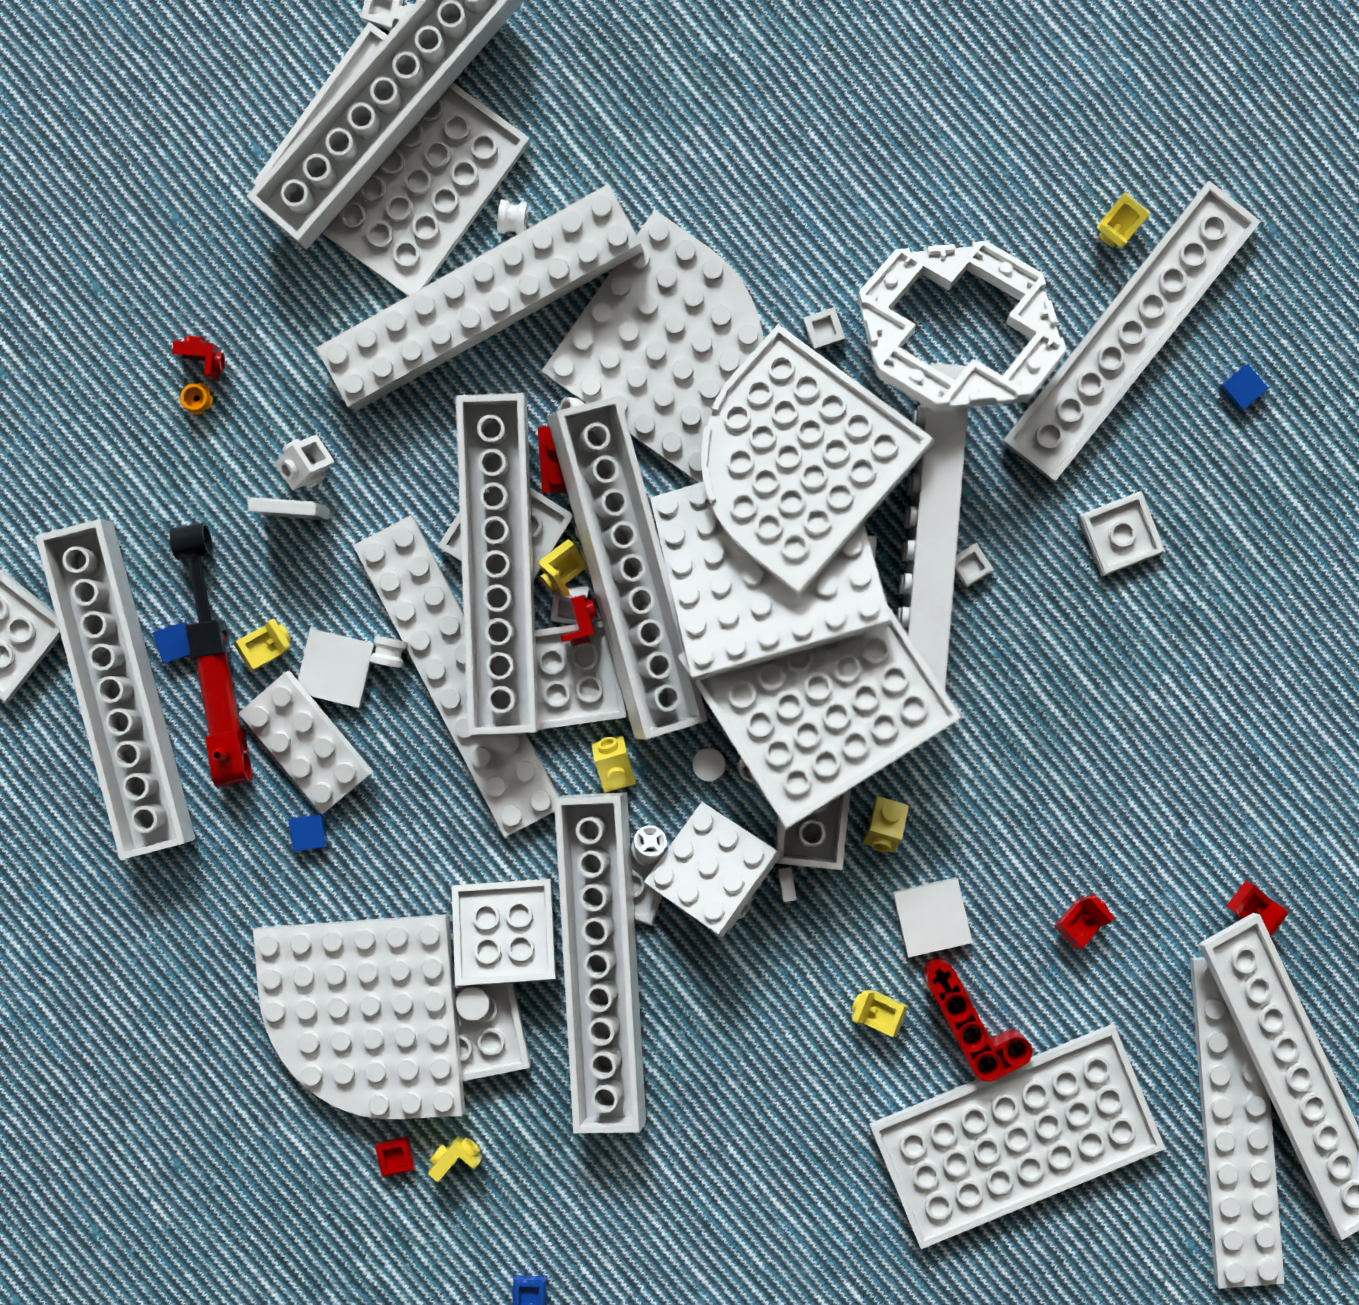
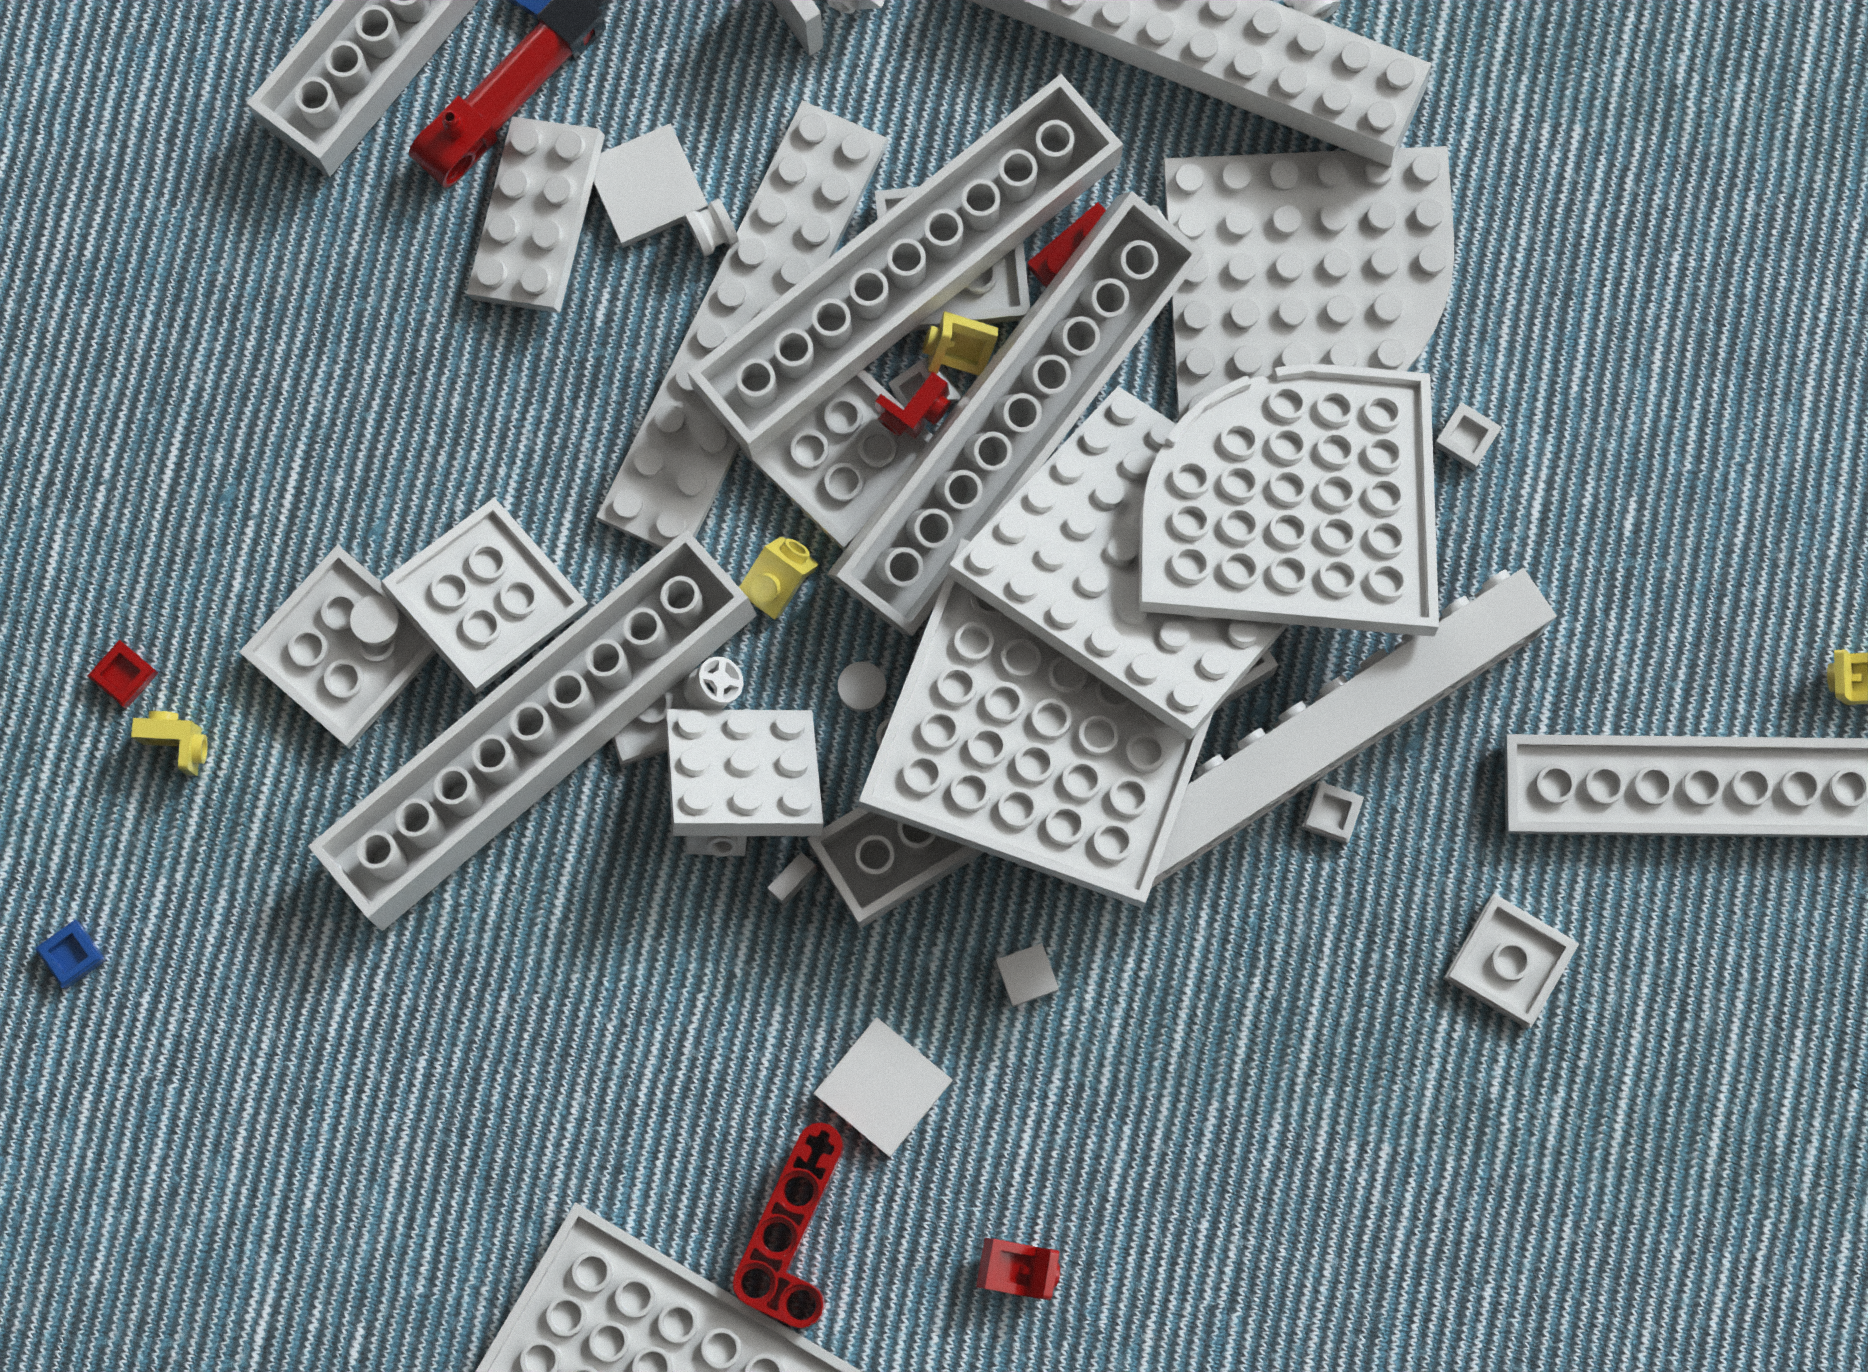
camera: 55 degrees right, 10 degrees down
(263, 645) = (612, 86): light yellow bracket -> none
(308, 832) = (432, 294): blue tile -> none
(365, 1013) = (270, 512): white plate -> none
(879, 1012) = (720, 1106): light yellow bracket -> none
(886, 825) = (950, 945): light yellow bracket -> none
(931, 795) = (1027, 975): none -> white tile
(977, 383) = (1542, 631): white plate -> none
(1244, 387) = (1797, 971): blue tile -> none

